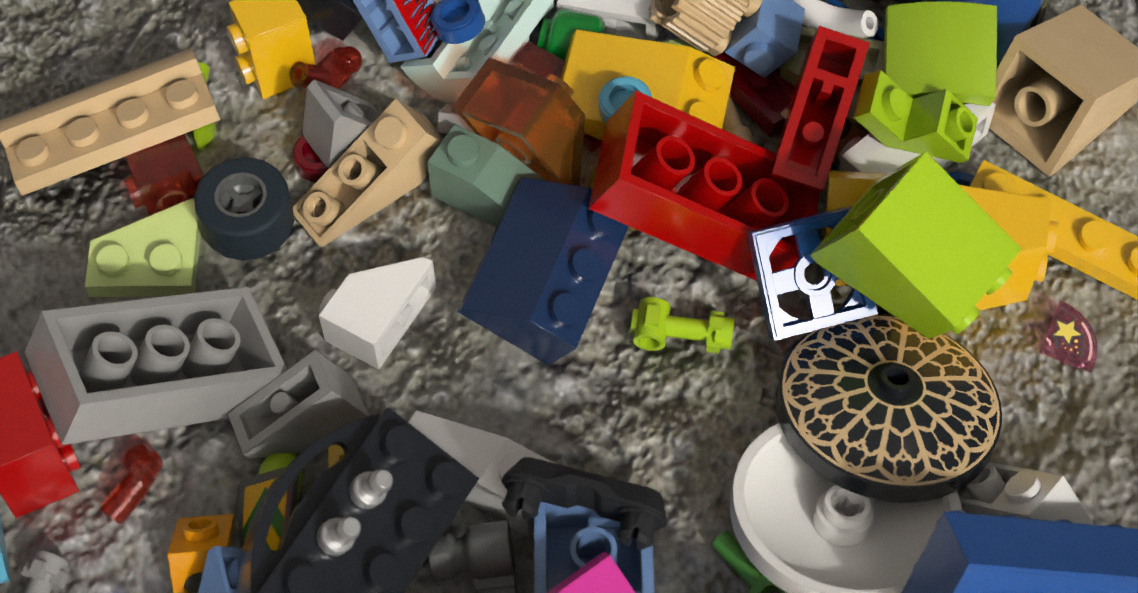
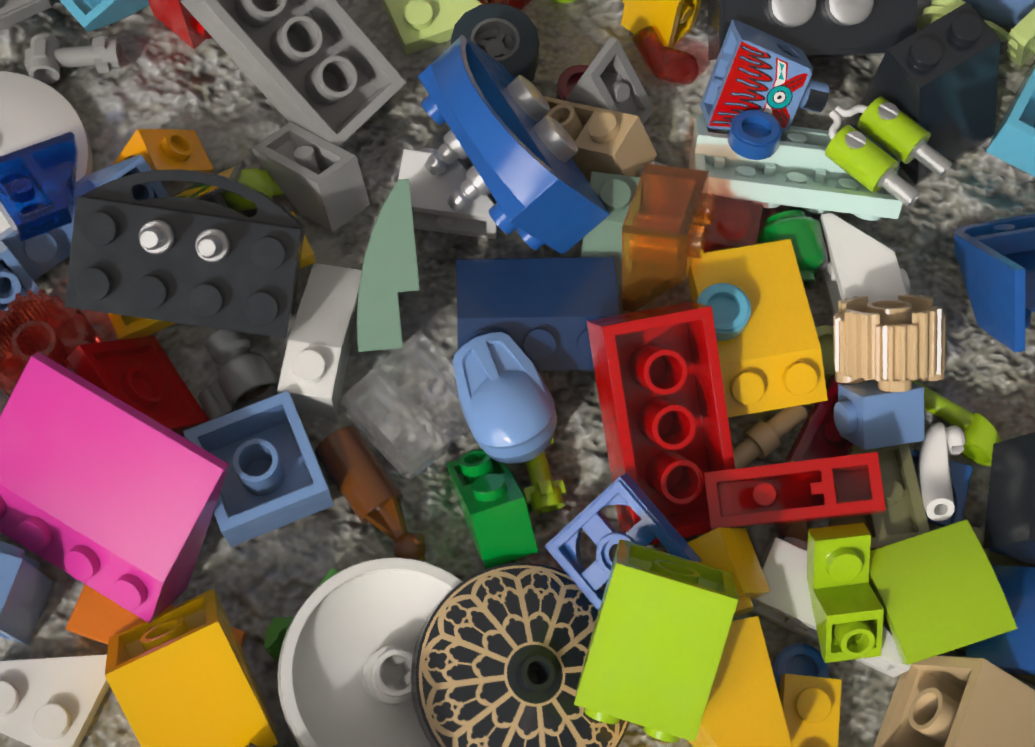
camera: 60 degrees right, 10 degrees up
(143, 471) = (222, 85): clear red arm -> none
(356, 212) = (512, 149): none -> blue piece
(451, 361) = (386, 270): none -> sand green slope
(583, 410) = (408, 407): none -> clear slope
(628, 310) = (504, 399): none -> medium blue helmet
(634, 505) = (296, 481): black piece -> none
(671, 471) = (369, 489): none -> reddish brown wheel
(713, 376) = (492, 508): none -> green slope

